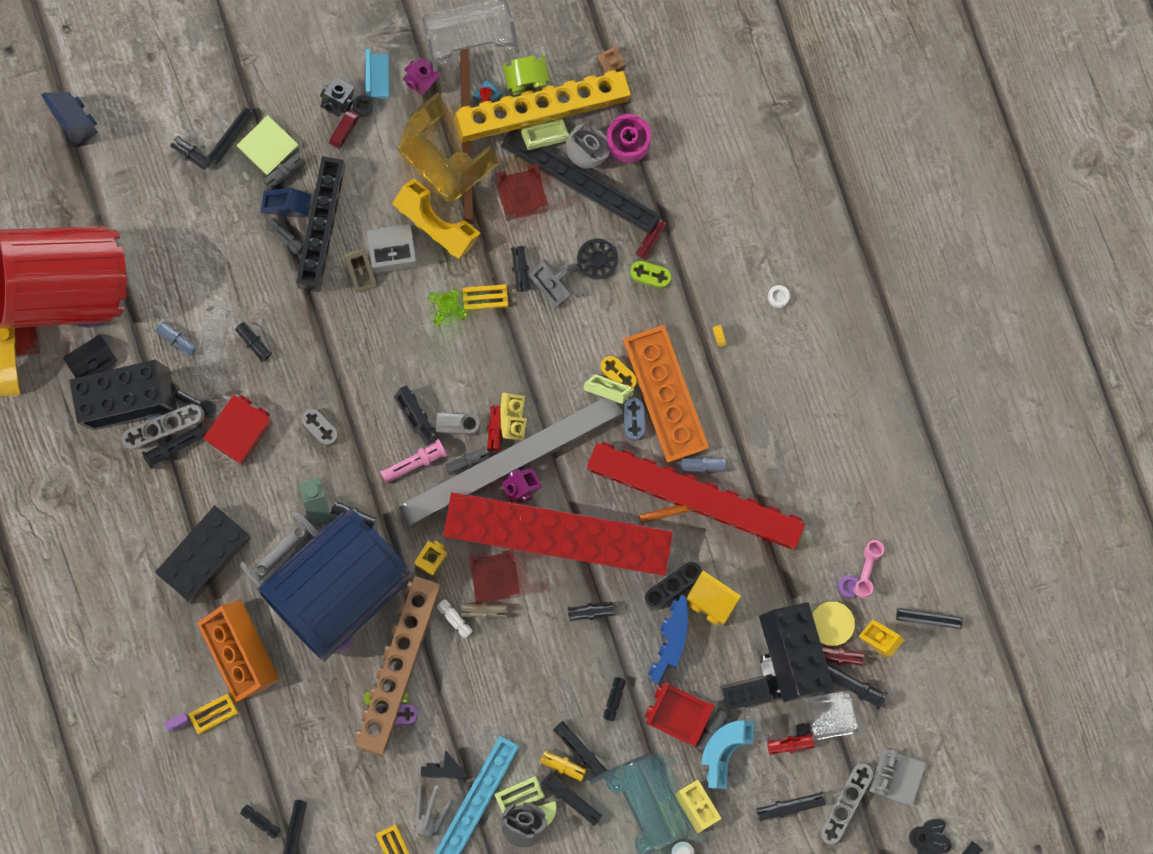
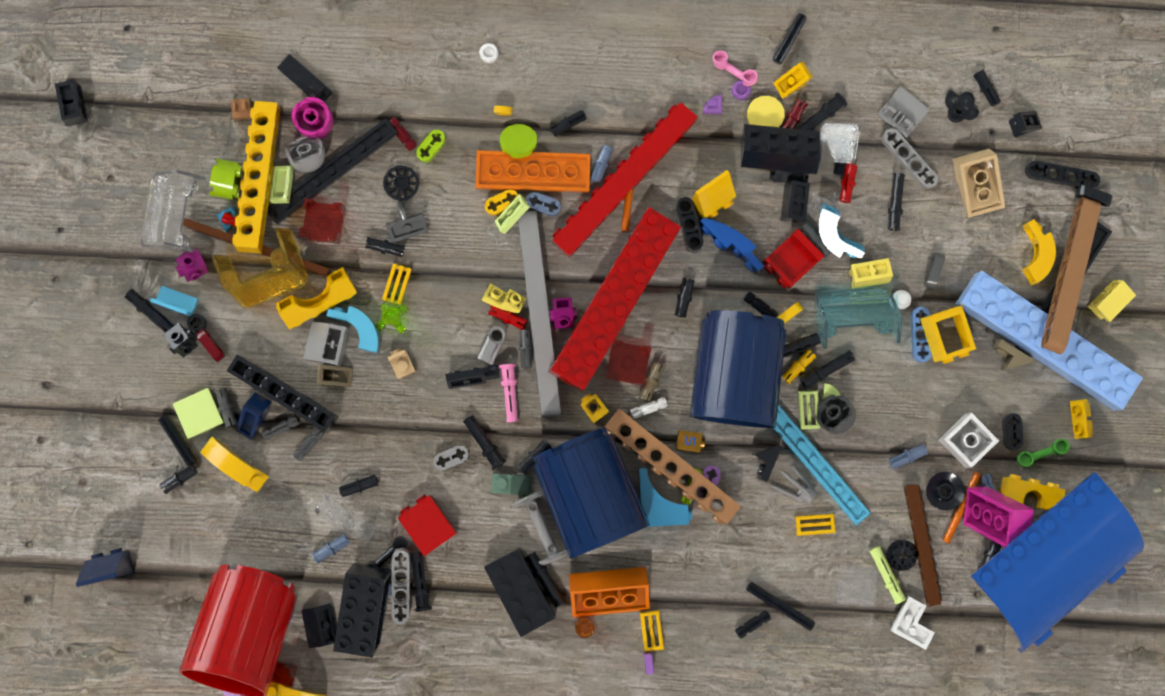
camera: 75 degrees left, 5 degrees up
(190, 638) = (584, 630): none -> clear orange wheel
(224, 203) = (232, 465): none -> yellow arch
(227, 576) = (545, 579): none -> black pin
(277, 272) = (308, 444): none -> dark grey axle
(343, 464) = (489, 450): none -> black pin
(346, 669) = (658, 509): none -> dark azure arch
(357, 49) = (144, 306): none -> black pin
(401, 335) = (401, 363): none -> tan bracket
(426, 281) = (368, 333): none -> medium azure arch
(434, 676) = (690, 441): none -> pearl gold brick
(529, 693) = (739, 369): none -> dark blue container
(614, 731) = (791, 312): none -> yellow beam
(669, 113) = (304, 79): none -> black hinge
(692, 365) = (518, 140): none -> lime tile
(734, 411) = (567, 123): none -> black axle
(819, 563) = (713, 106): none -> medium lavender tile

